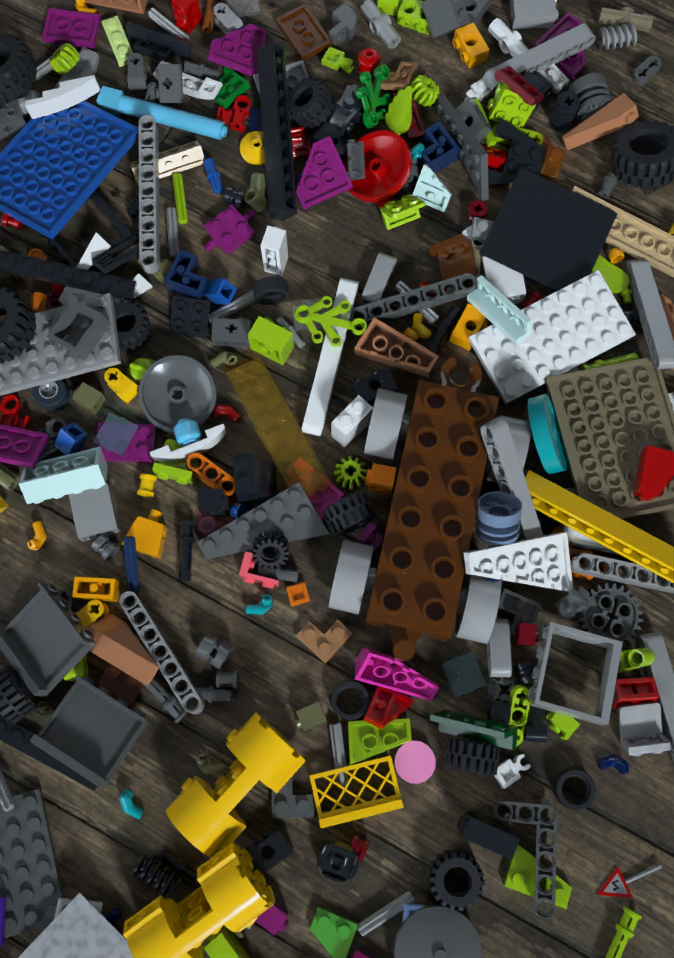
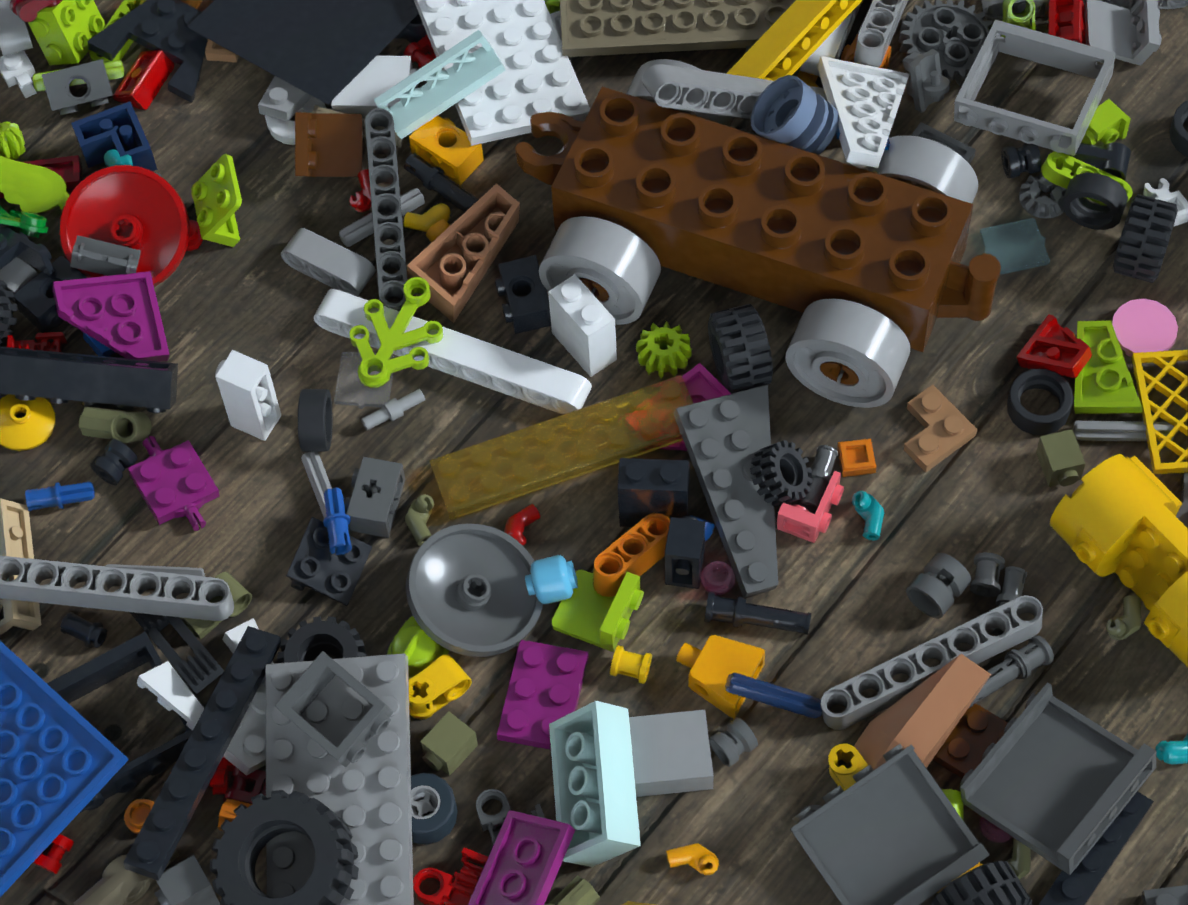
camera: 75 degrees left, 15 degrees down
(70, 439) = (525, 776): blue brick -> none
(96, 589) = (808, 757): light orange brick -> none
(115, 434) = (528, 701): clear light blue piece -> none
(166, 455) = (569, 545): white slope -> none
(180, 198) = (90, 555): lime axle -> none
(183, 277) = (259, 558): dark blue brick -> none
(208, 313) = (337, 522): none -> blue axle
(220, 291) = (295, 502): blue brick -> none
(271, 340) = (410, 427): lime brick -> none
(370, 537) = (779, 335): magenta bracket -> none
(380, 479) = (688, 298): orange brick -> none
(391, 674) = (1005, 333): dark pink wedge -> none
(432, 189) = (186, 161): light aqua wing -> none
(471, 151) = (151, 83): dark grey wing -> none
(476, 728) = (1105, 222): dark green fence -> none
(480, 208) = (242, 107): dark red wheel -> none
(499, 650) = (1000, 188): light grey beam -> none
(526, 634) = (969, 141): dark red plate -> none
(546, 434) = (627, 51): teal brick -> none
(614, 761) = (1163, 76): clear blue arm -> none

